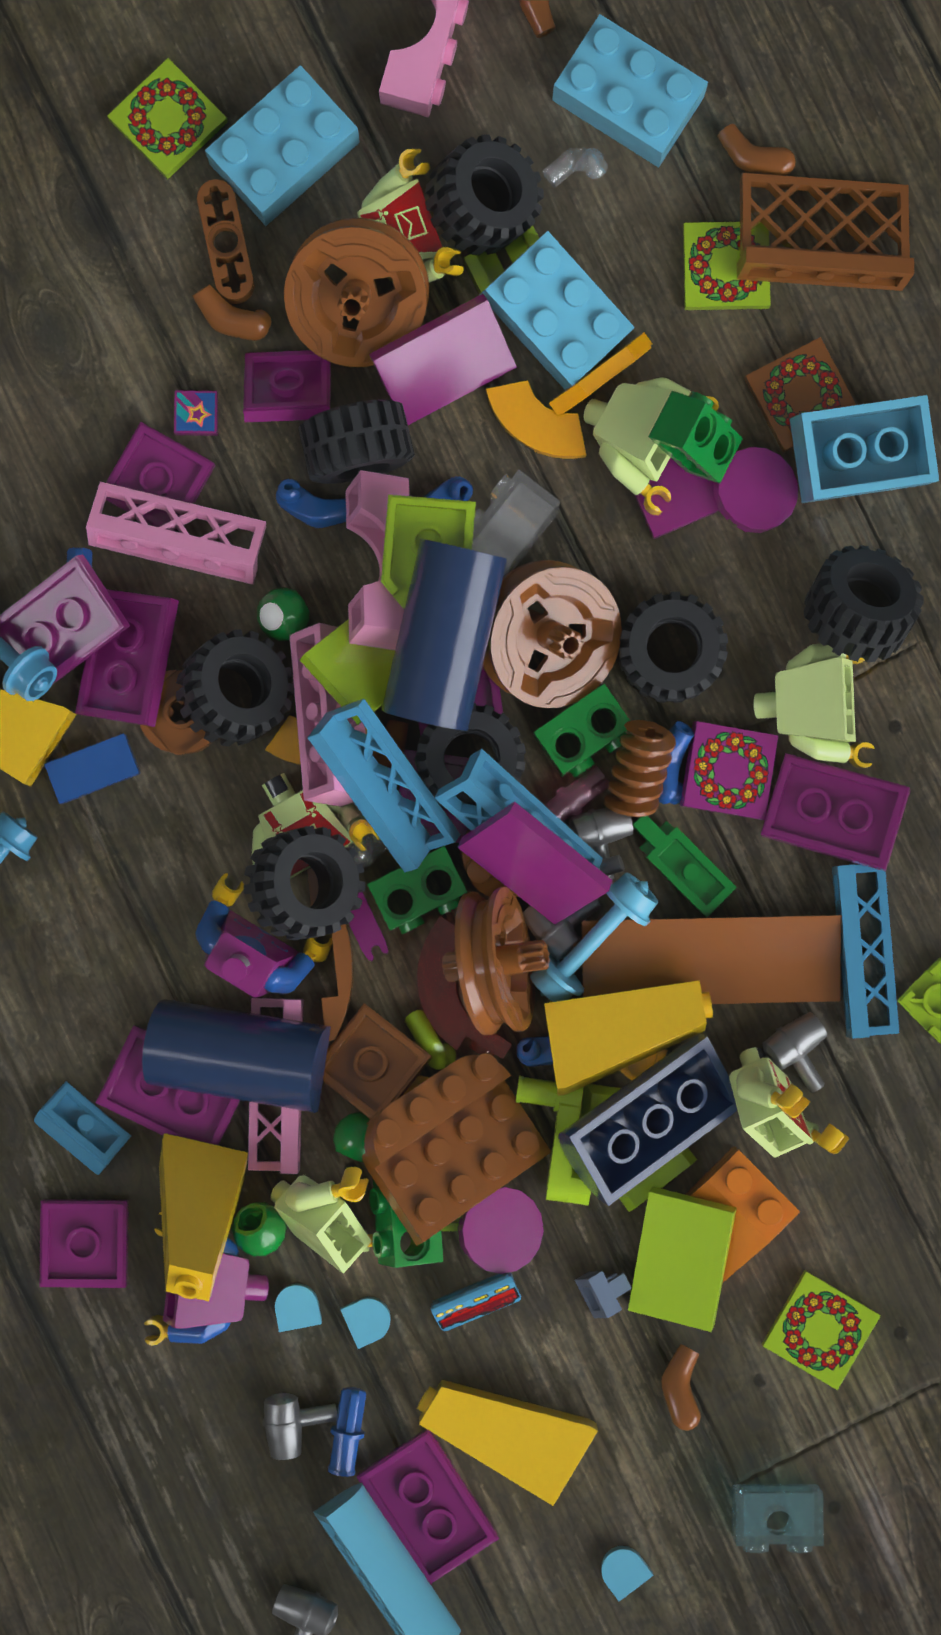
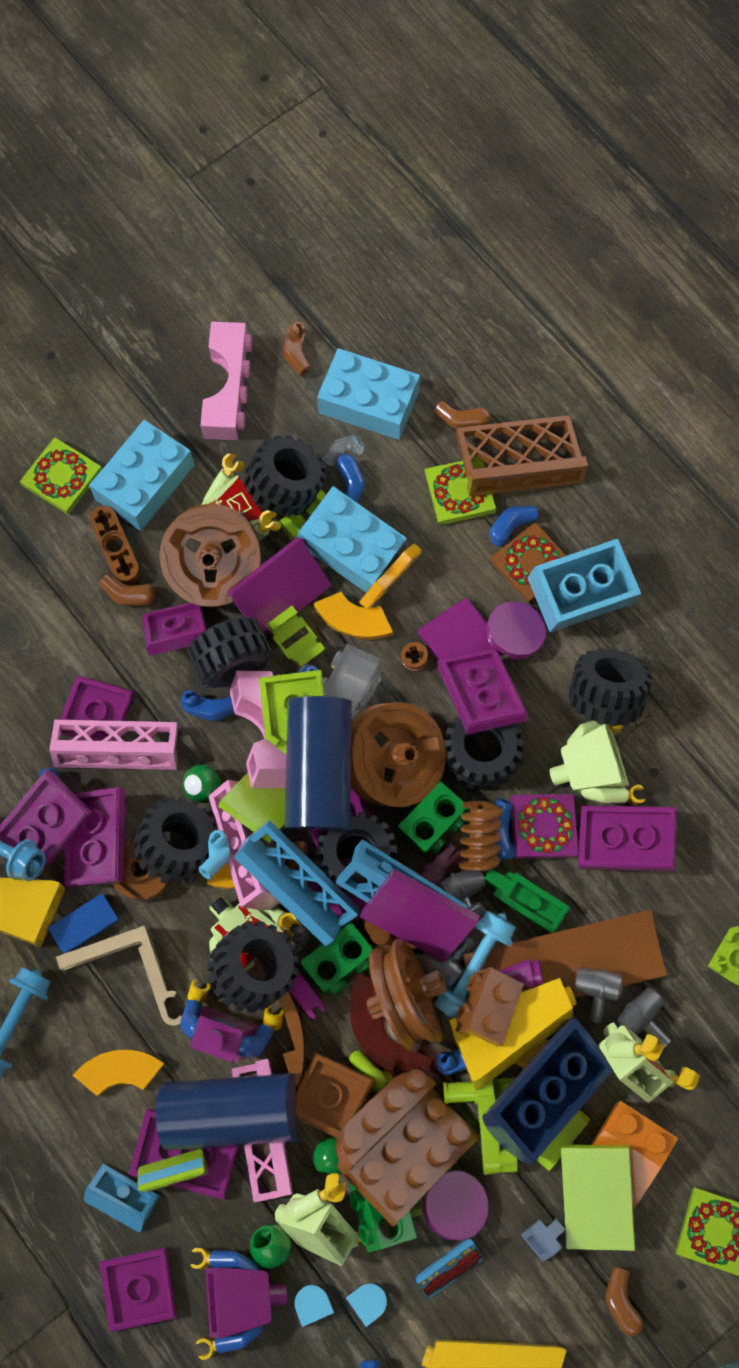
camera: 10 degrees left, 15 degrees down
(106, 966) = (118, 1068): none -> light orange tile
(151, 1111) = (172, 1171): none -> lime slope
(170, 830) = (122, 942): none -> tan hinge
(196, 413) = (114, 661): tile -> none
(197, 1209) = (220, 1236): yellow slope -> none
(287, 723) = (218, 854): none -> medium azure arm
(460, 452) = (284, 627): none -> lime piece
(579, 214) = (352, 476): none -> blue arm
(597, 502) = (422, 651): none -> dark orange bush
(599, 998) = (489, 1006): none -> dark orange bracket
(623, 435) = (428, 605): yellowish green torso -> none
(650, 965) = (525, 972): none -> magenta cone
(688, 571) = (482, 691): none -> magenta tile
(696, 435) = (465, 598): green brick -> none
(750, 998) = (600, 985): none -> flat silver piece
(785, 326) = (509, 520): none -> blue arm
(851, 953) = (668, 942): dark azure fence -> none

